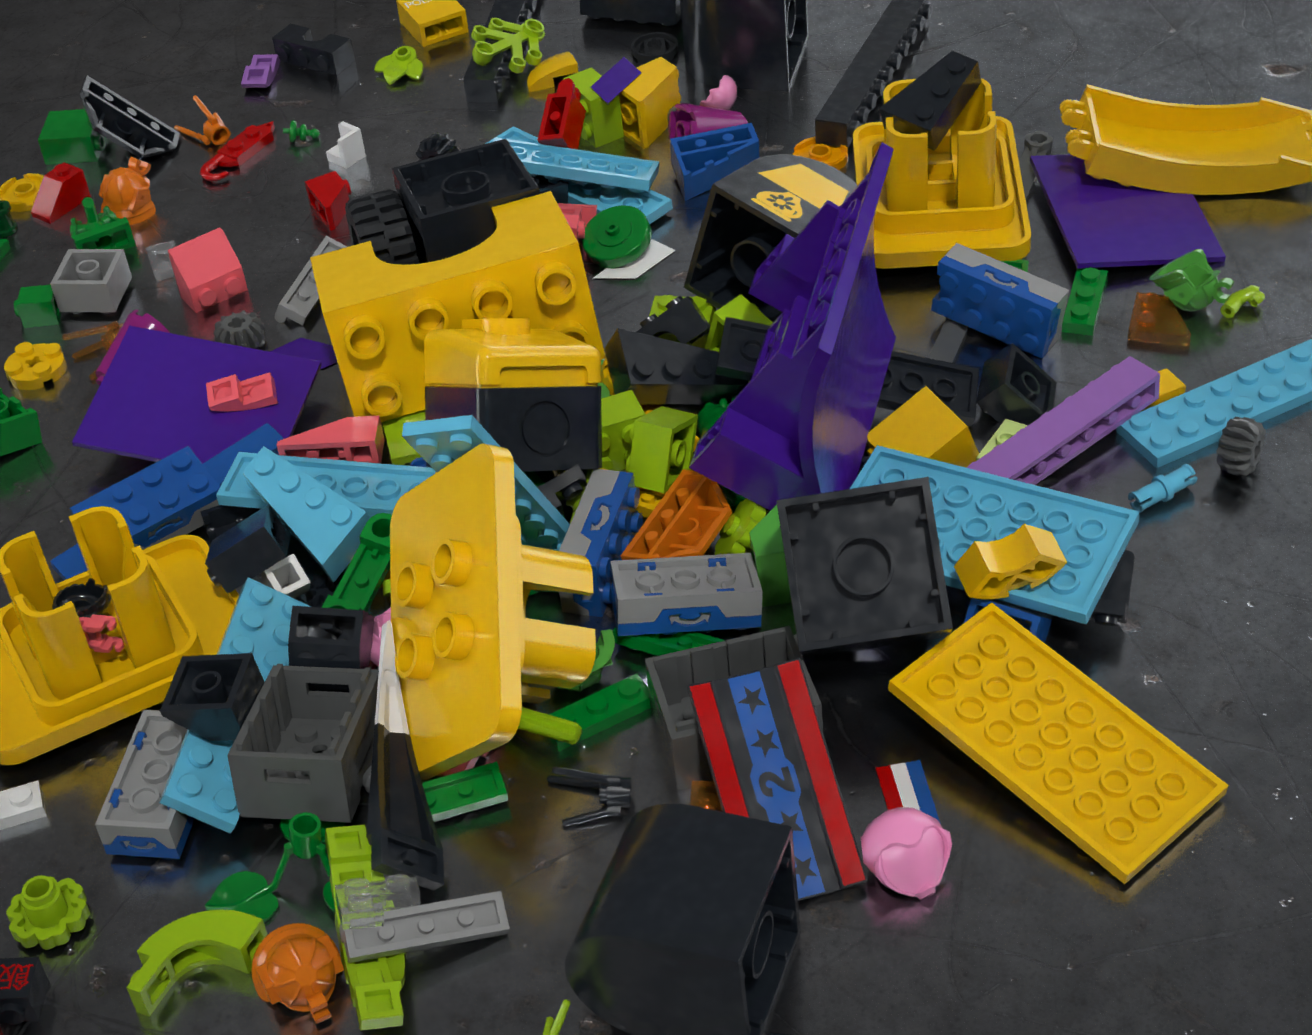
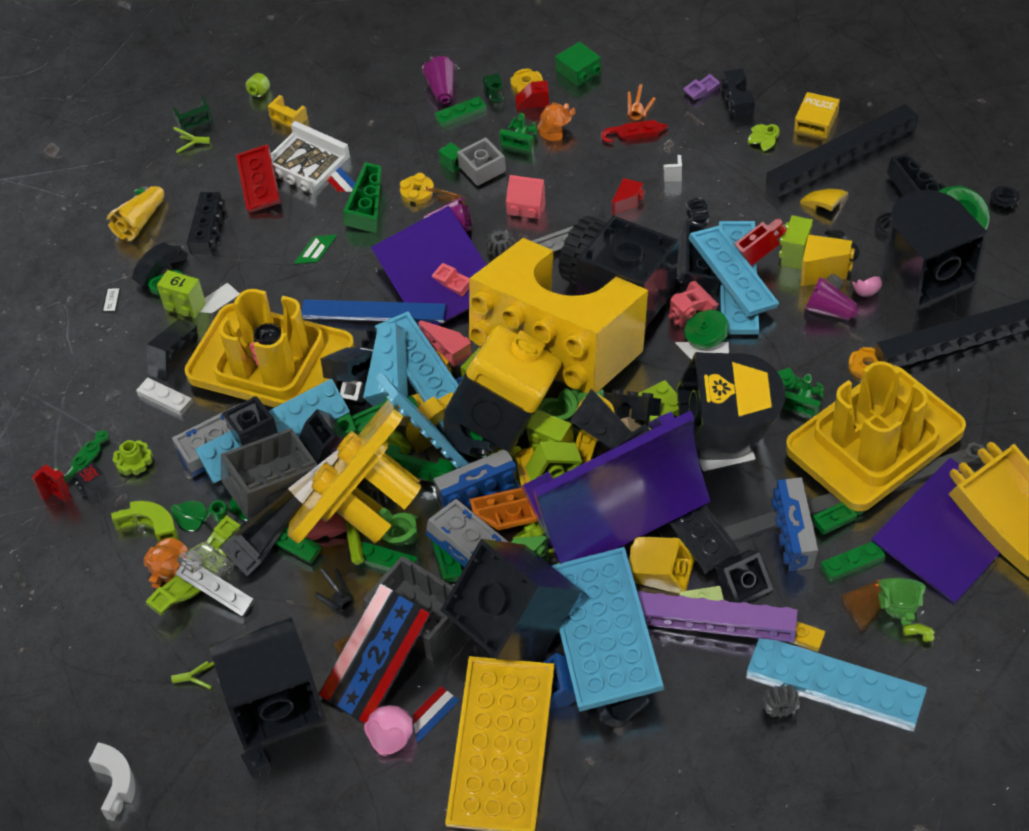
camera: 50 degrees right, 10 degrees up
(125, 122) = (595, 77): black wedge -> none
(160, 260) = (525, 170): clear slope -> none
(161, 498) = (352, 307): blue piece -> none
(293, 131) = (667, 140): green hair -> none
(529, 31) = (817, 165): lime plant -> none
(615, 80) = (811, 237): dark purple sticker -> none
(710, 156) = (806, 322): blue wedge -> none
(934, 98) = (883, 391): black wedge -> none
(1009, 563) = (580, 655): yellow brick -> none
(1162, 488) = (725, 685): medium azure pin -> none

